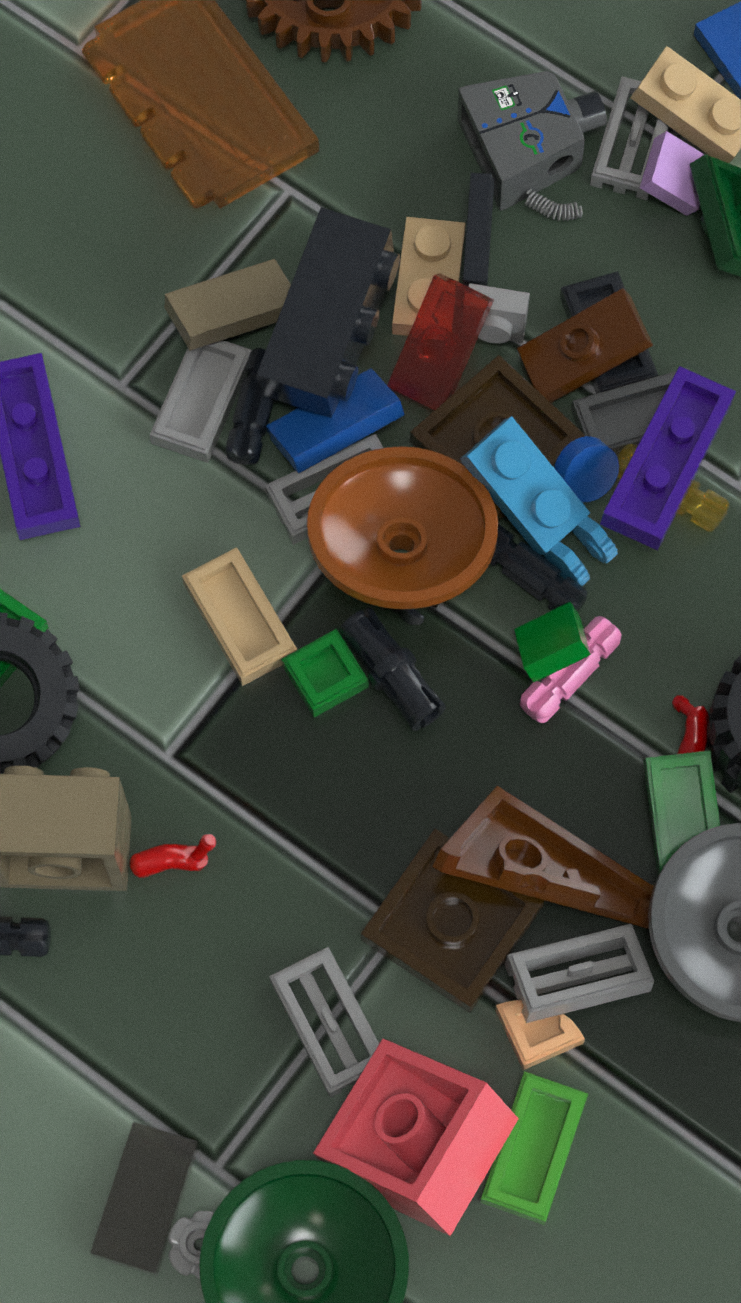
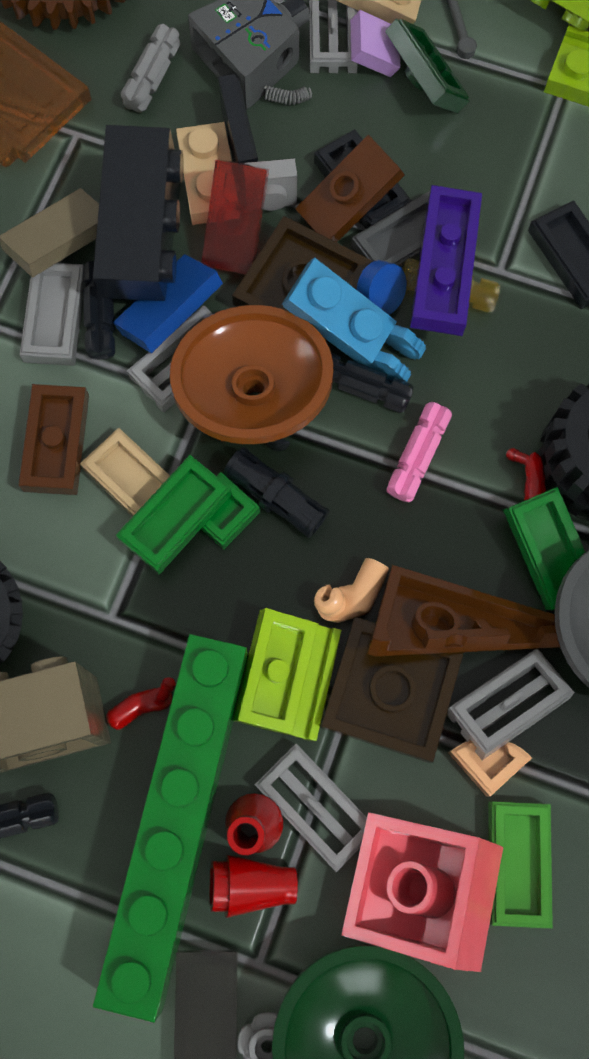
camera: 20 degrees left, 5 degrees up
(161, 541) = (54, 439): none -> reddish brown plate
(172, 986) = (172, 831): none -> green brick
(232, 1078) = (249, 886): none -> red cone
(268, 1022) = (259, 812): none -> red cone
(270, 660) = (174, 514): none -> green tile
(341, 871) = (287, 675): none -> lime plate
(399, 134) = (150, 68): none -> light grey axle
(447, 812) = (353, 599): none -> light nougat arm
(552, 642) = (400, 434): green tile -> none

